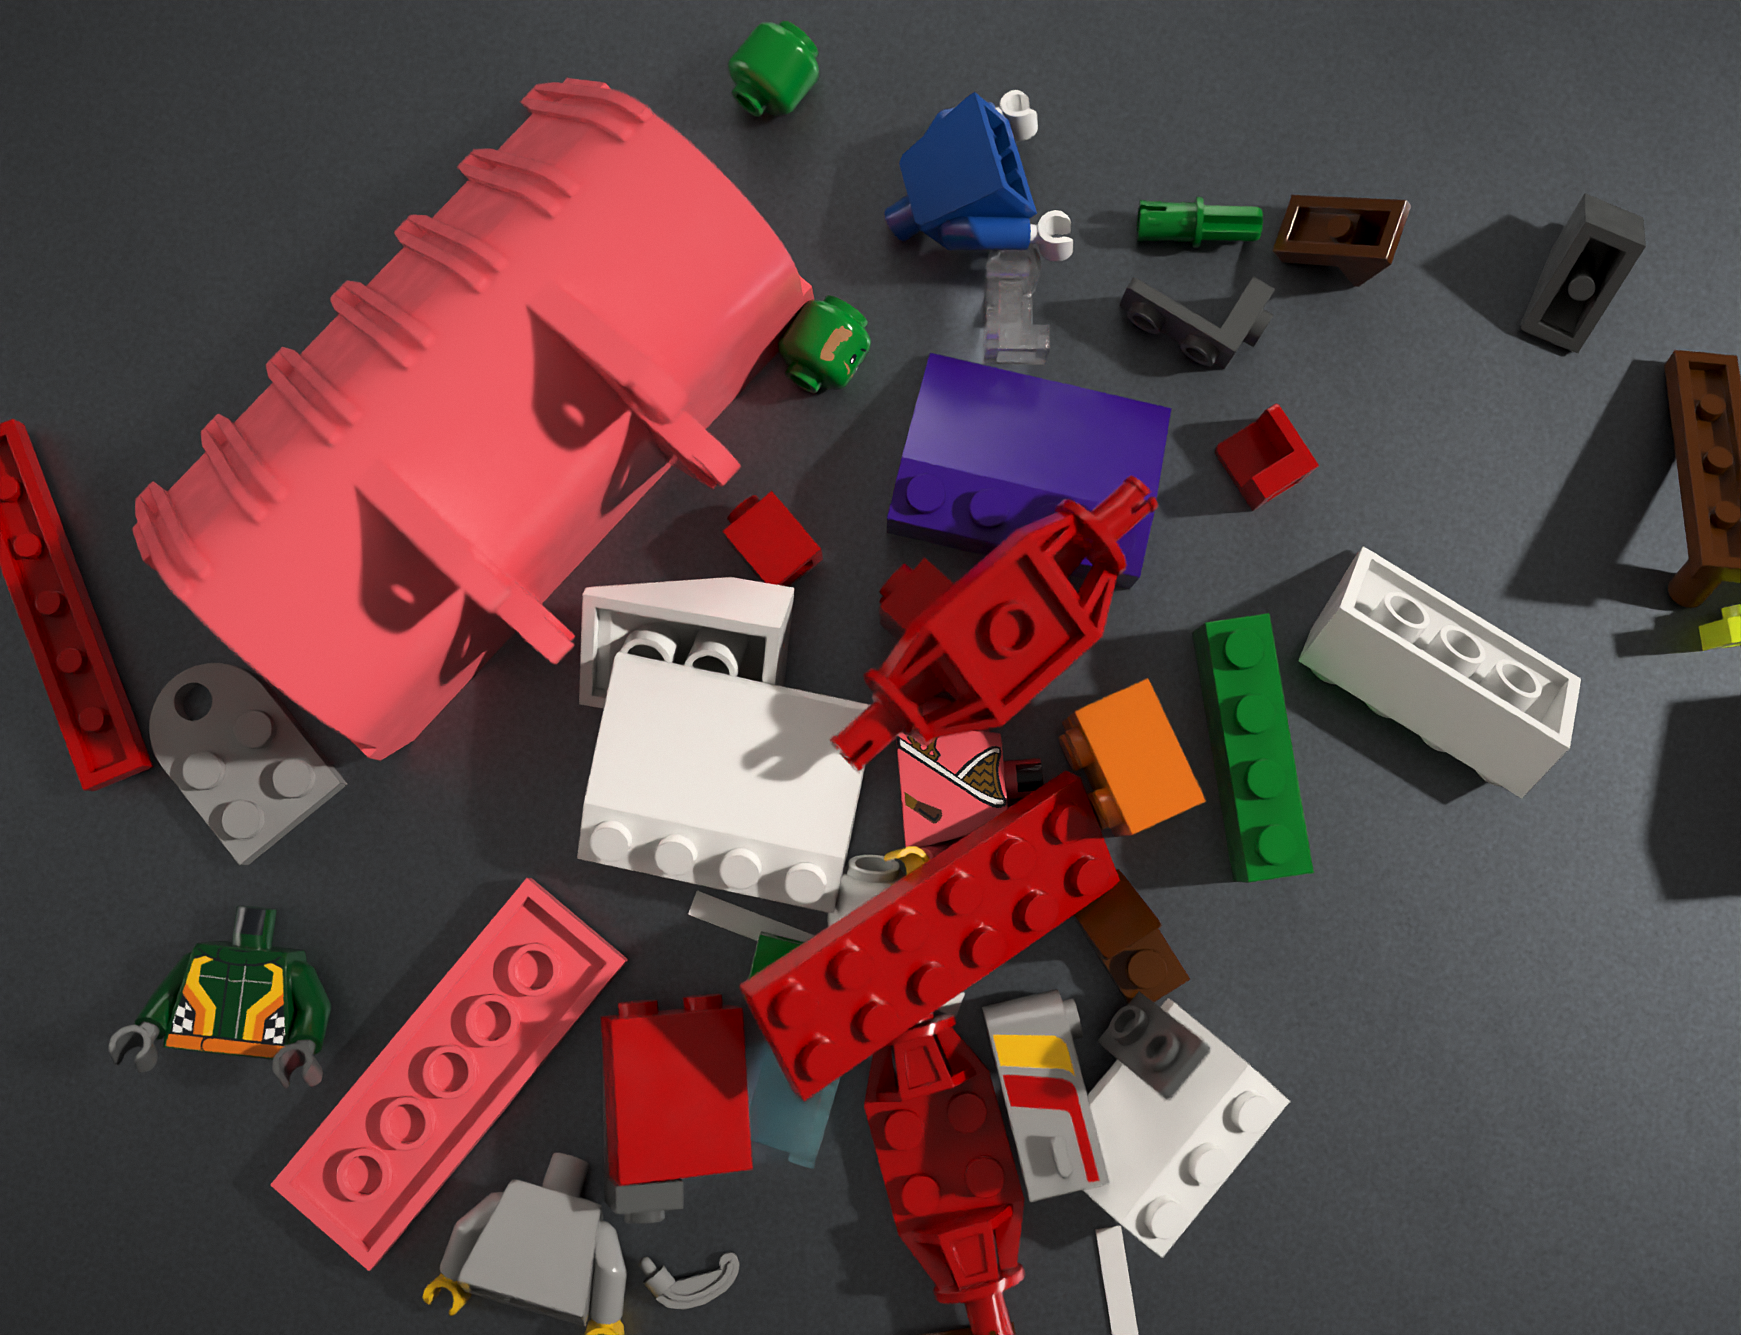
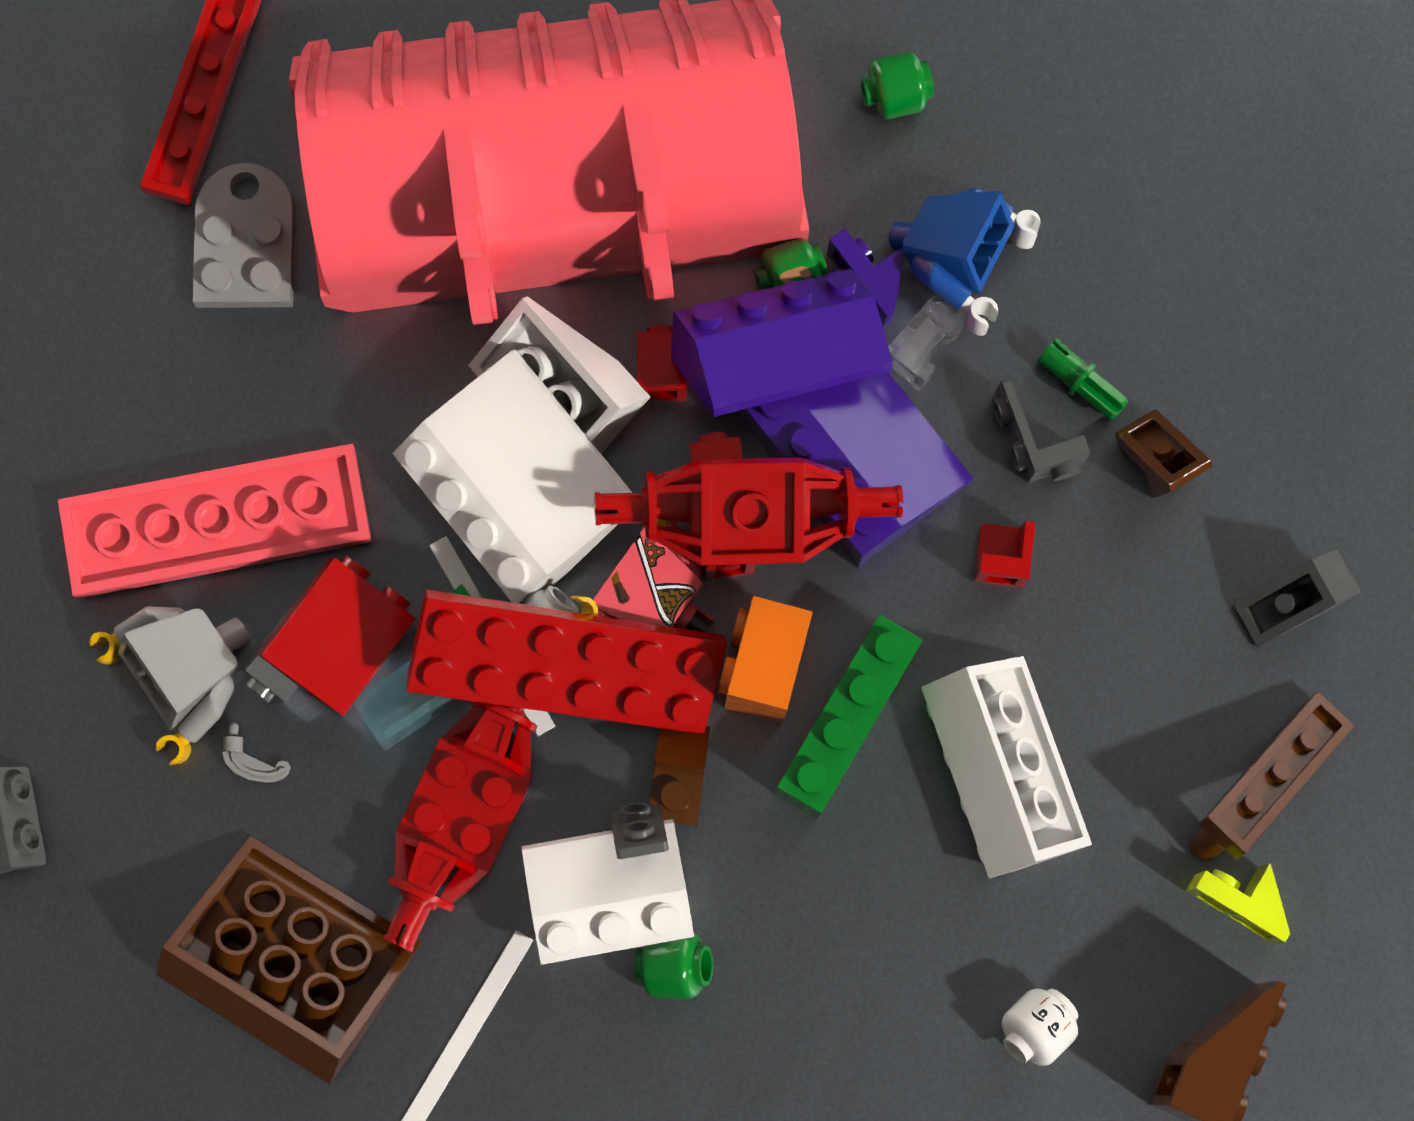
camera: 30 degrees right, 5 degrees down
(237, 1003) = (126, 378): torso -> none
(880, 426) = (780, 342): none -> dark purple slope
(919, 293) = (880, 279): none -> dark purple slope
(1045, 1093) = (552, 812): light grey door -> none
(1293, 1145) = (674, 968): none -> green head
(1687, 903) = (1040, 1026): none -> white head

